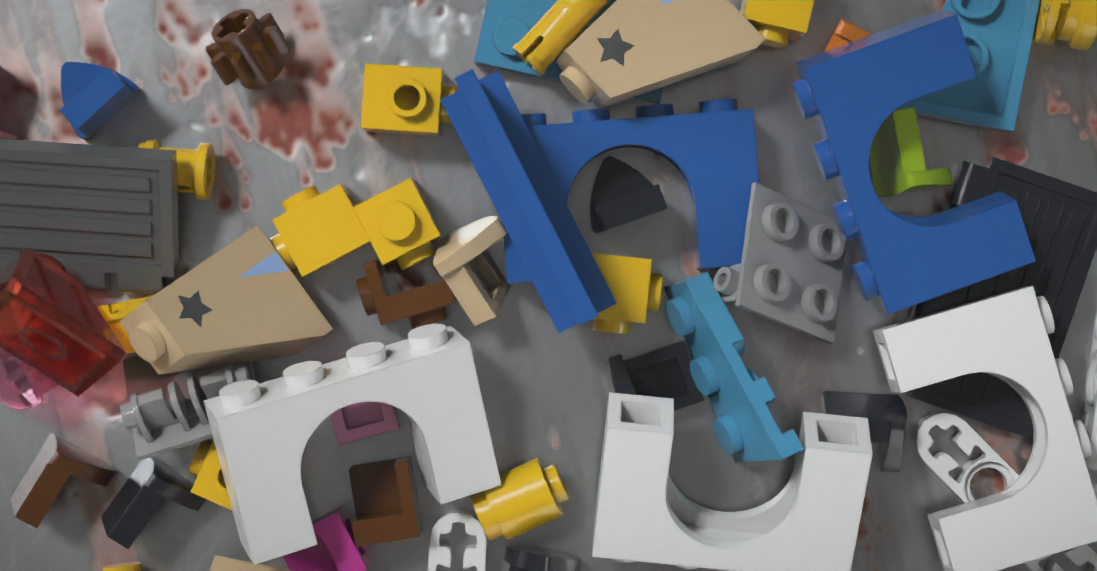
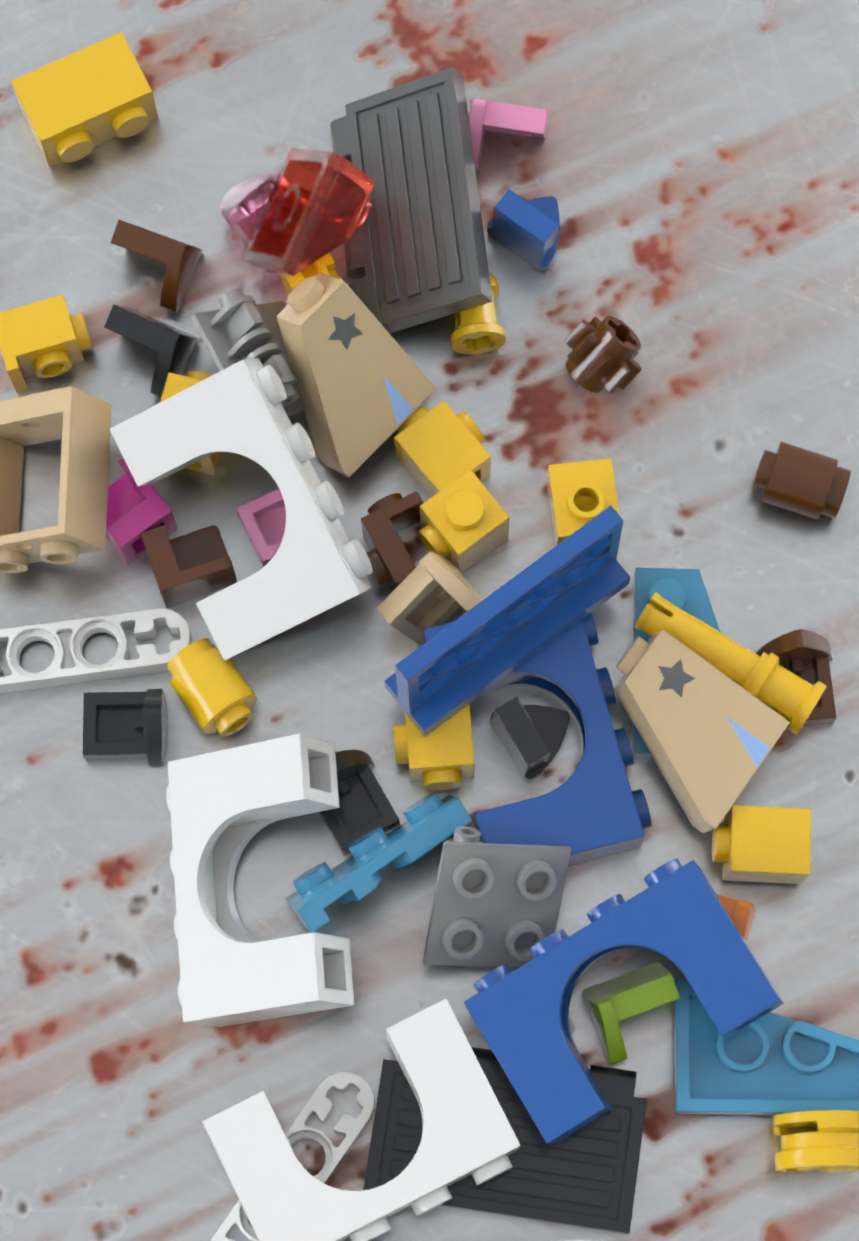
camera: 80 degrees right, 15 degrees down
(885, 417) = (354, 1028): black tile -> none

